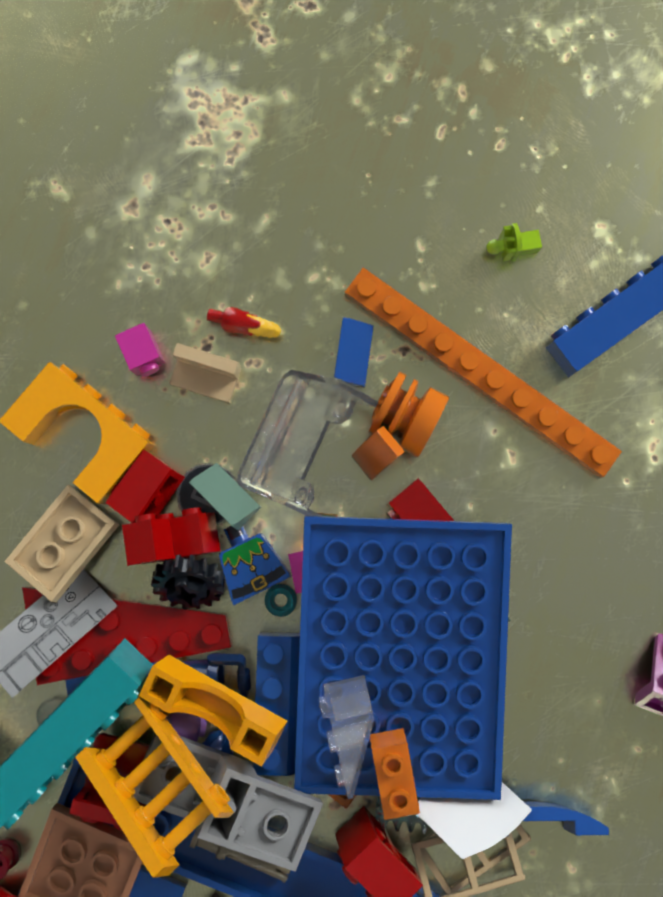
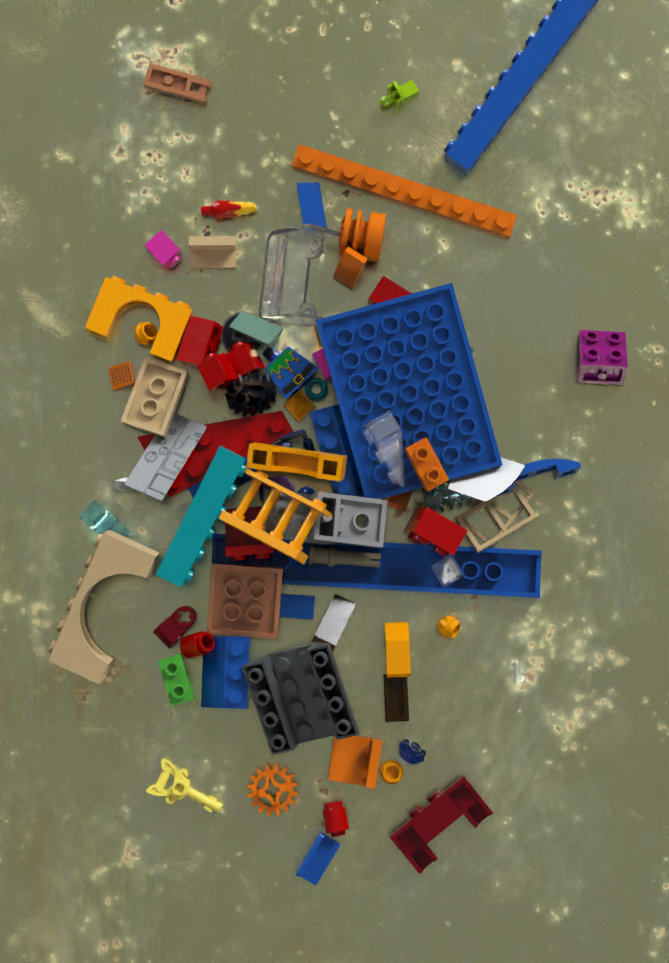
camera: 20 degrees left, 0 degrees up
(32, 498) = (122, 376): none -> orange slope
(79, 452) = (145, 333): none -> light orange plate
(231, 140) = (176, 83): none -> nougat plate
(251, 615) = (299, 406): none -> light orange tile

